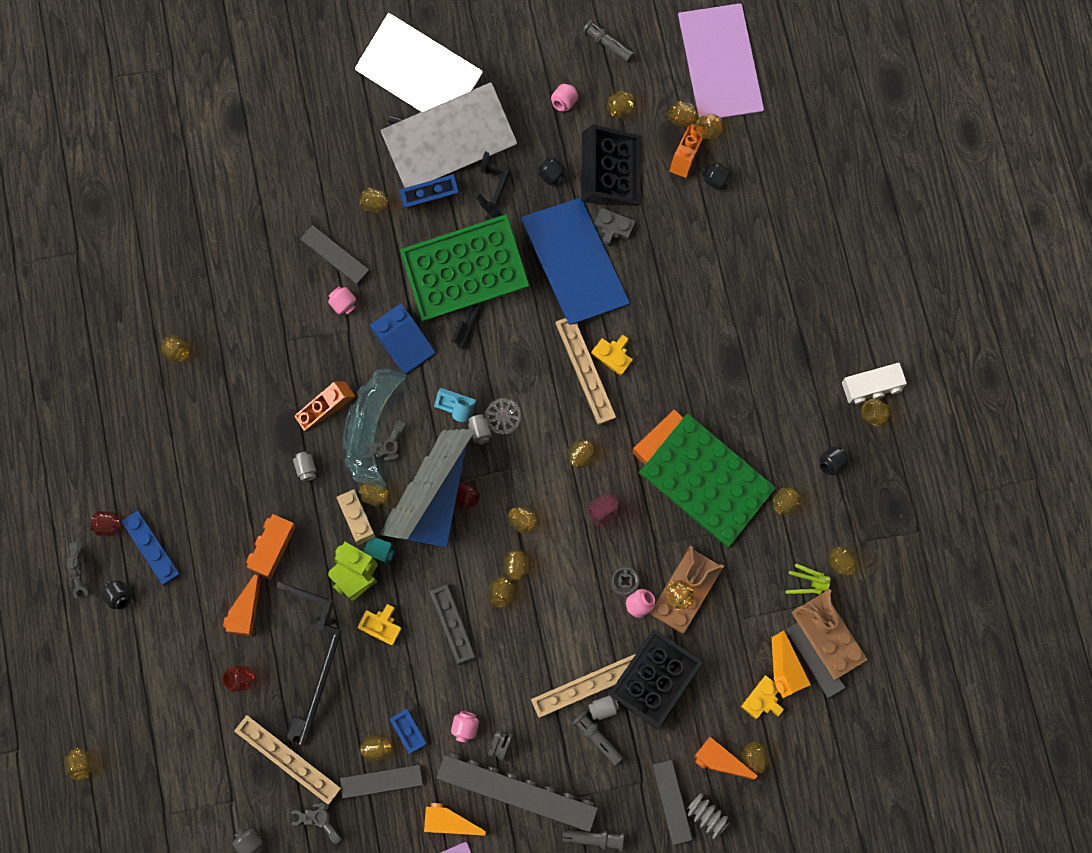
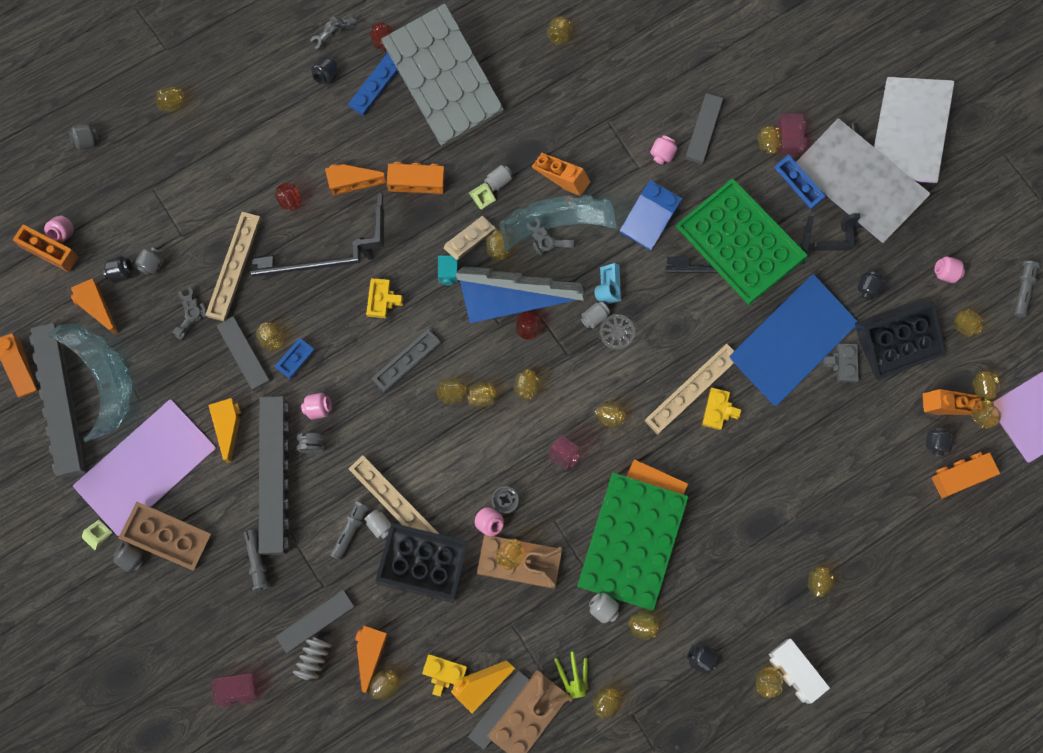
camera: 65 degrees right, 0 degrees up
(177, 478) = (442, 75): none -> light grey piece
(314, 489) = (482, 195): none -> yellowish green slope
(349, 583) = (414, 256): lime torso -> none
(355, 561) = (426, 249): lime torso -> none
(377, 177) = (792, 134): none -> clear pink brick
(755, 168) = (965, 474): none -> orange brick
(757, 530) = (604, 608): none -> light grey head
(803, 330) = (821, 581): none -> clear yellow head

